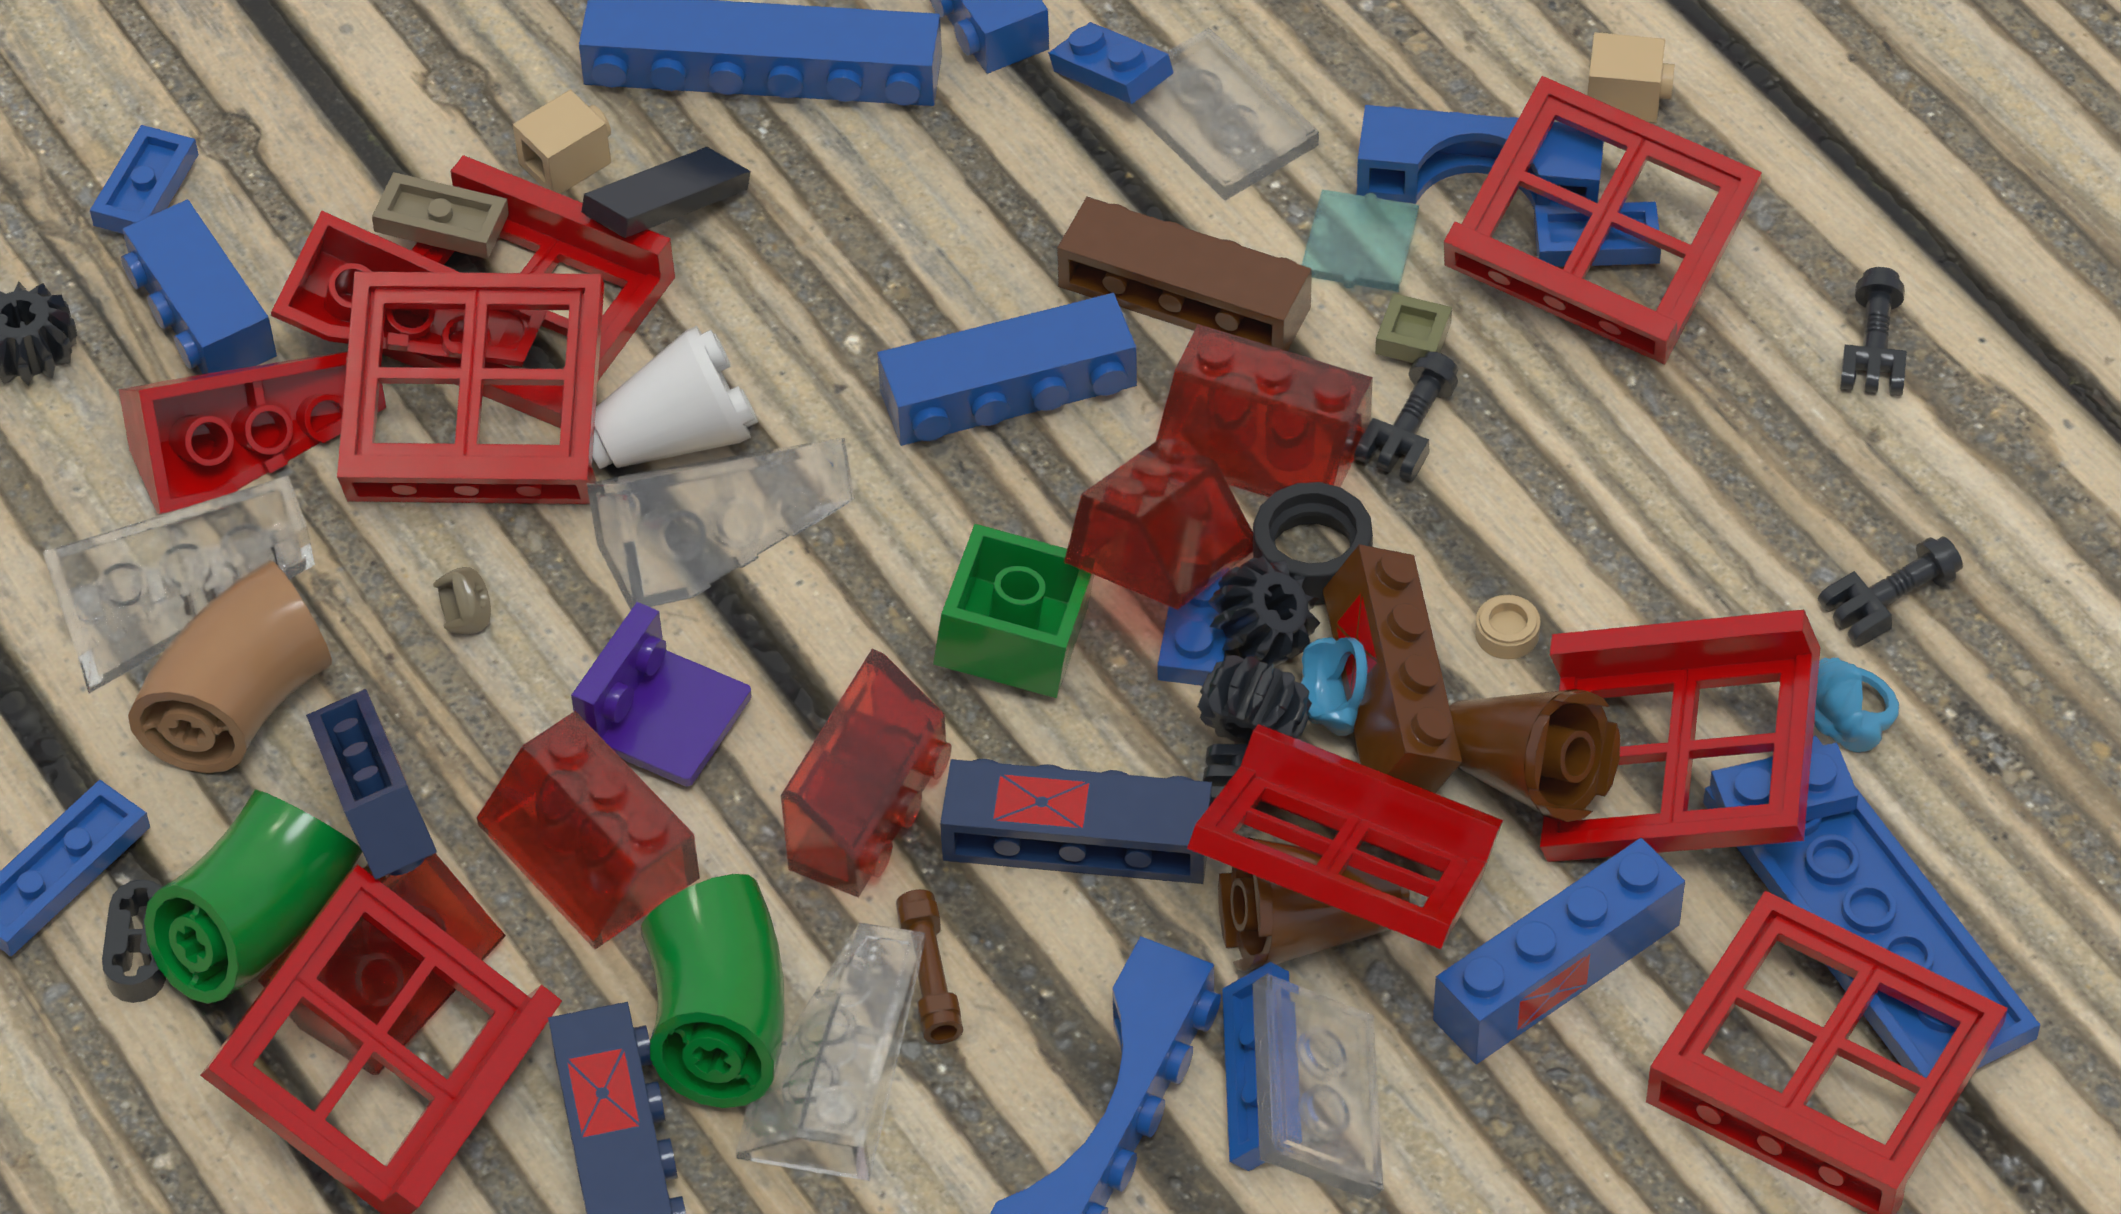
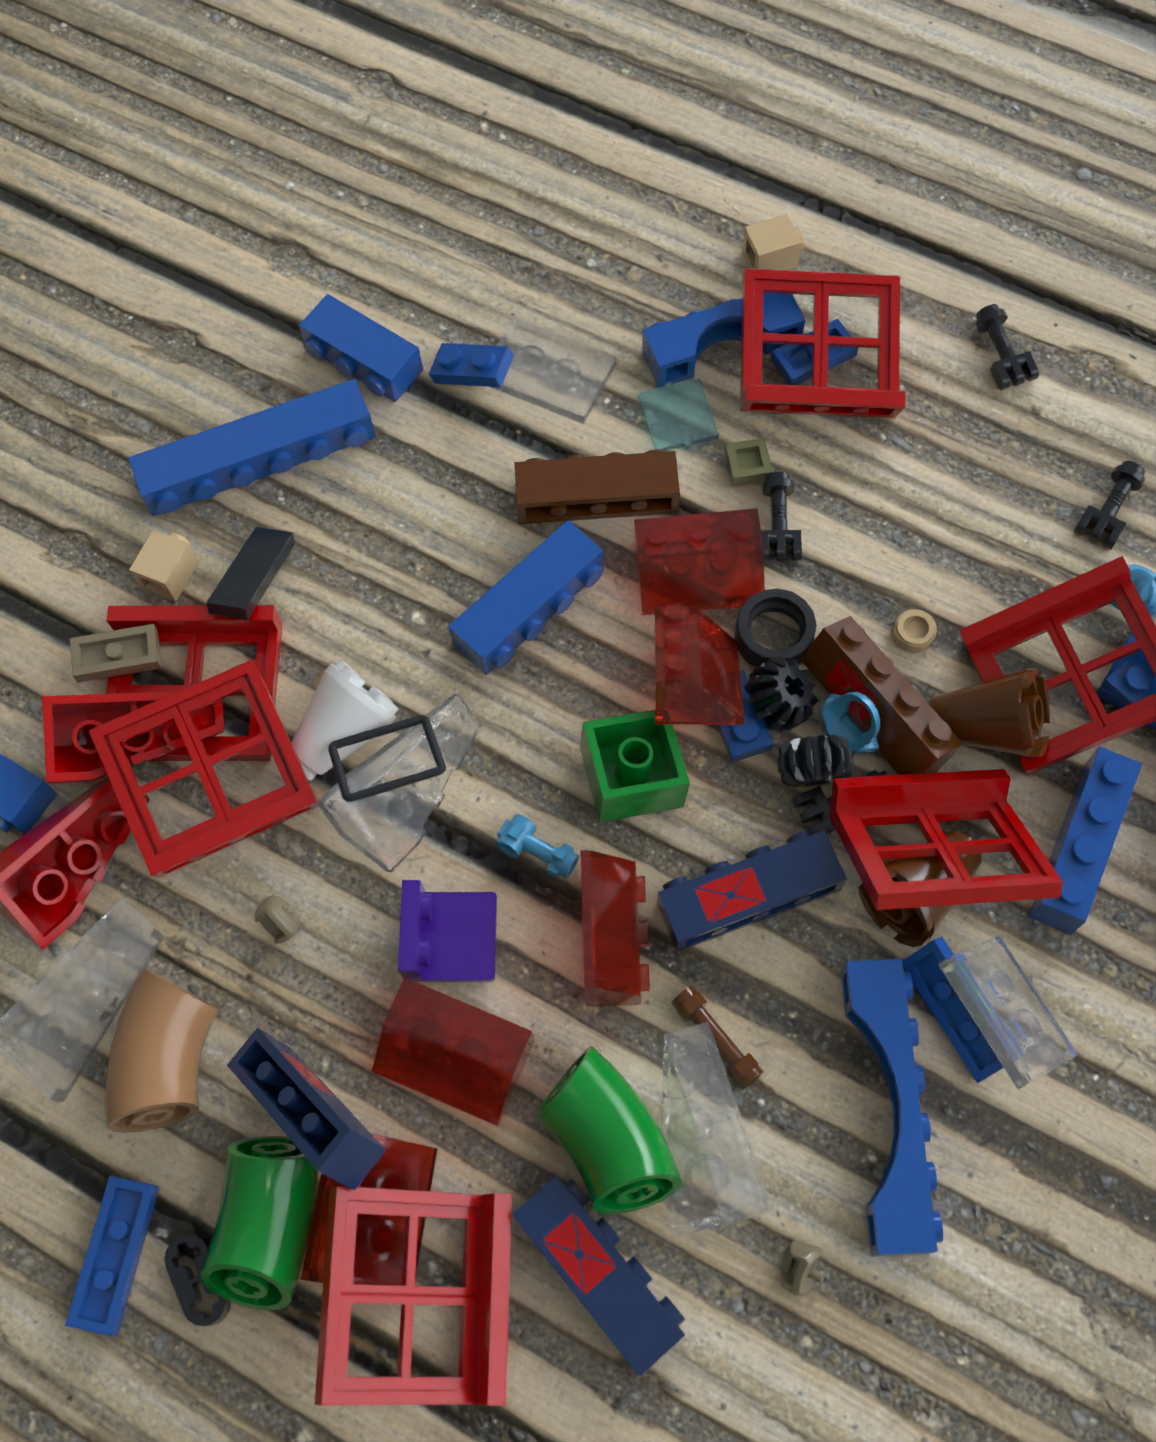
camera: 25 degrees left, 15 degrees up
(626, 477) = (394, 784): none -> black piece
(824, 638) = (518, 836): none -> dark azure bar

